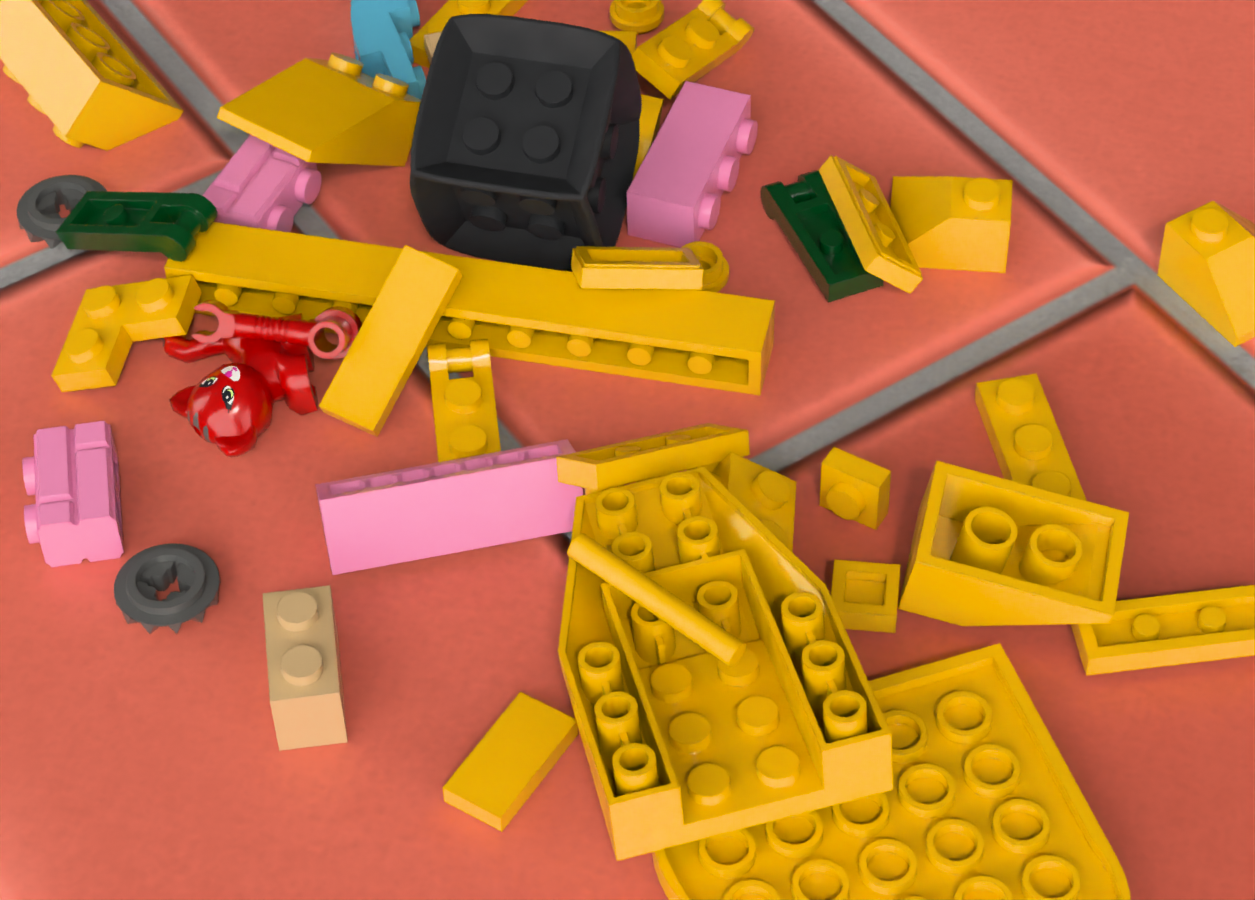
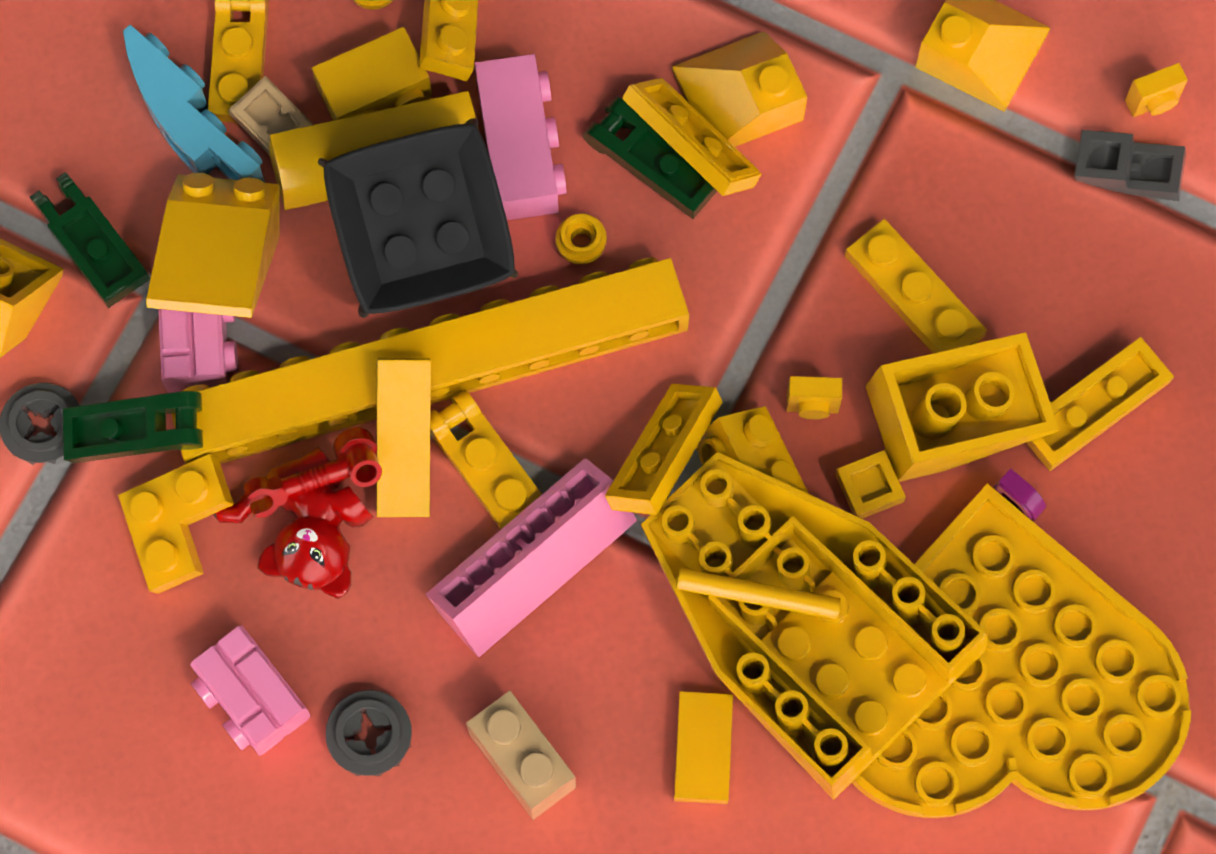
camera: 30 degrees left, 25 degrees up
(214, 85) = (92, 244): none -> dark green hinge
(636, 268) = (553, 280): yellow tile -> none
(1033, 667) = (1020, 494): none -> magenta tile

